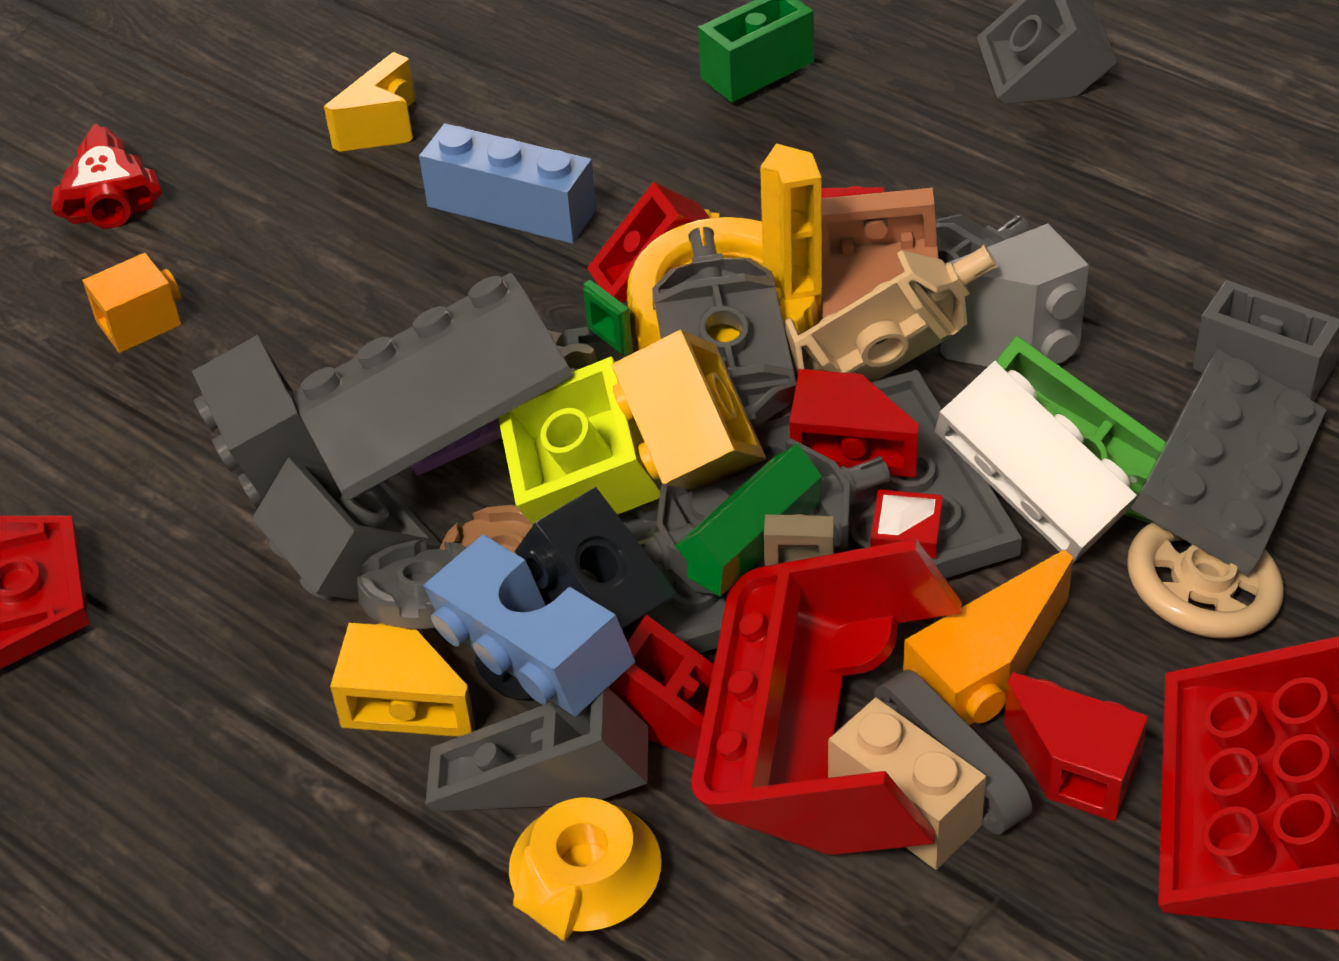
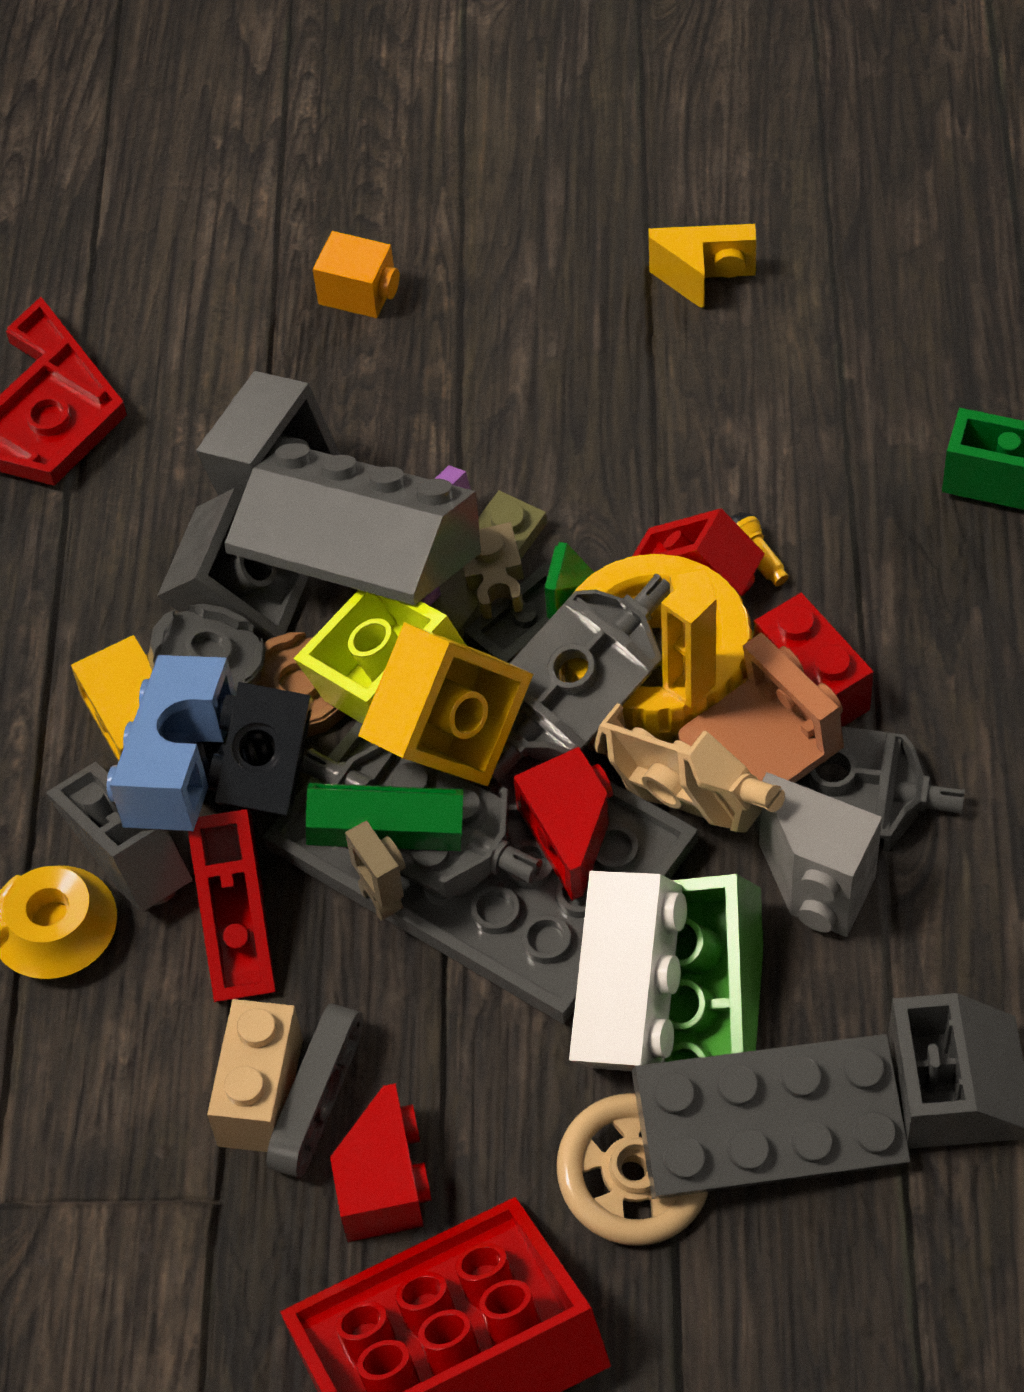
camera: 55 degrees right, 10 degrees up
(104, 183) = (471, 156): red rock -> none
(508, 182) = (682, 410): medium blue brick -> none
(778, 688) = (260, 946): red windscreen -> none
(907, 517) = (505, 923): tile -> none
(976, 651) = (440, 1055): light orange slope -> none

